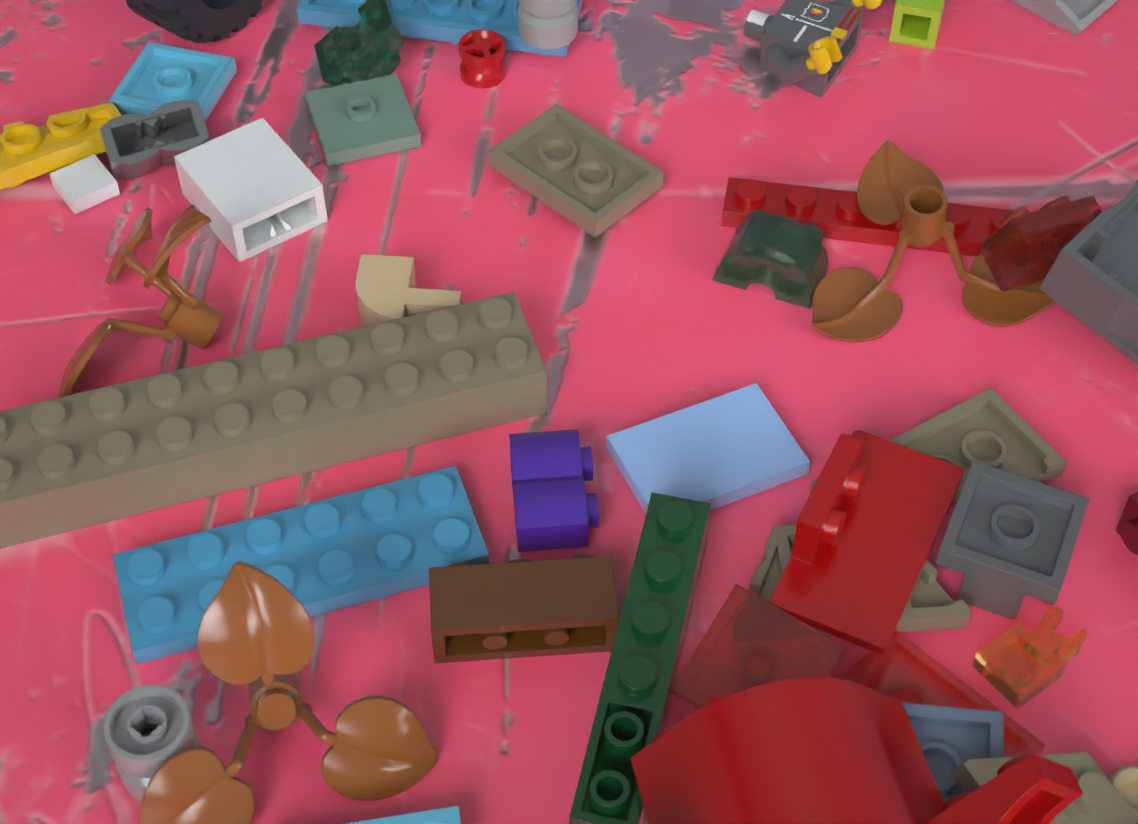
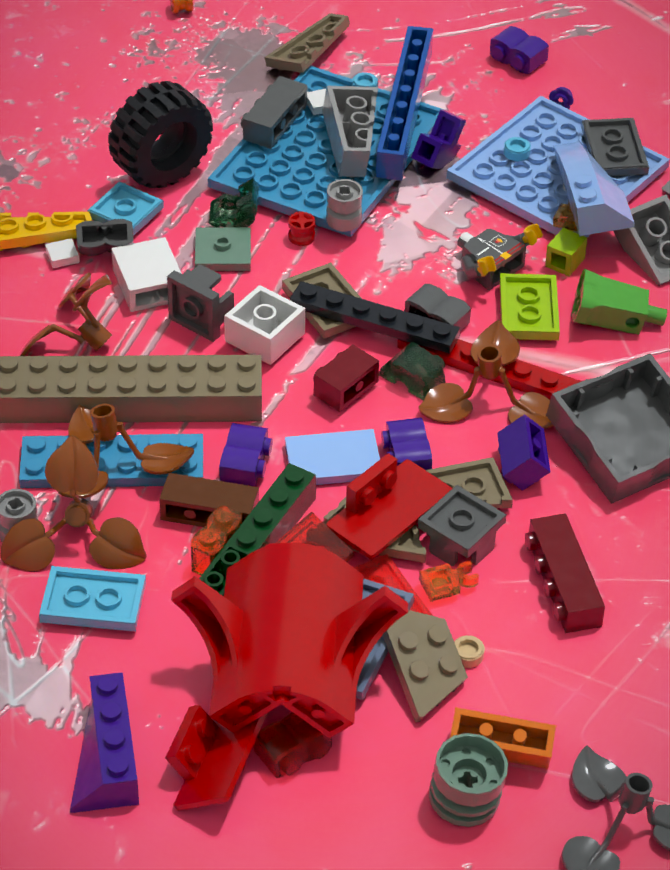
camera: 15 degrees right, 5 degrees down
(354, 214) = (195, 303): none -> panel
(389, 290) = (203, 340): tan brick -> none
(397, 538) = (102, 425): none -> dark orange plant
(491, 234) = (264, 324): none -> brick
(569, 691) = (213, 537): none -> clear orange brick
(670, 299) = (346, 377): none -> dark red brick
(674, 180) = (376, 317): none -> black plate
(766, 147) = (437, 305): none -> dark grey brick
(831, 398) = (408, 441): none -> dark purple brick
(908, 104) = (530, 306): none -> lime plate
(1031, 241) = (541, 383): clear red bracket -> none
(1038, 77) = (613, 304): none -> bright green piece
(1040, 368) = (523, 452): none -> dark purple brick

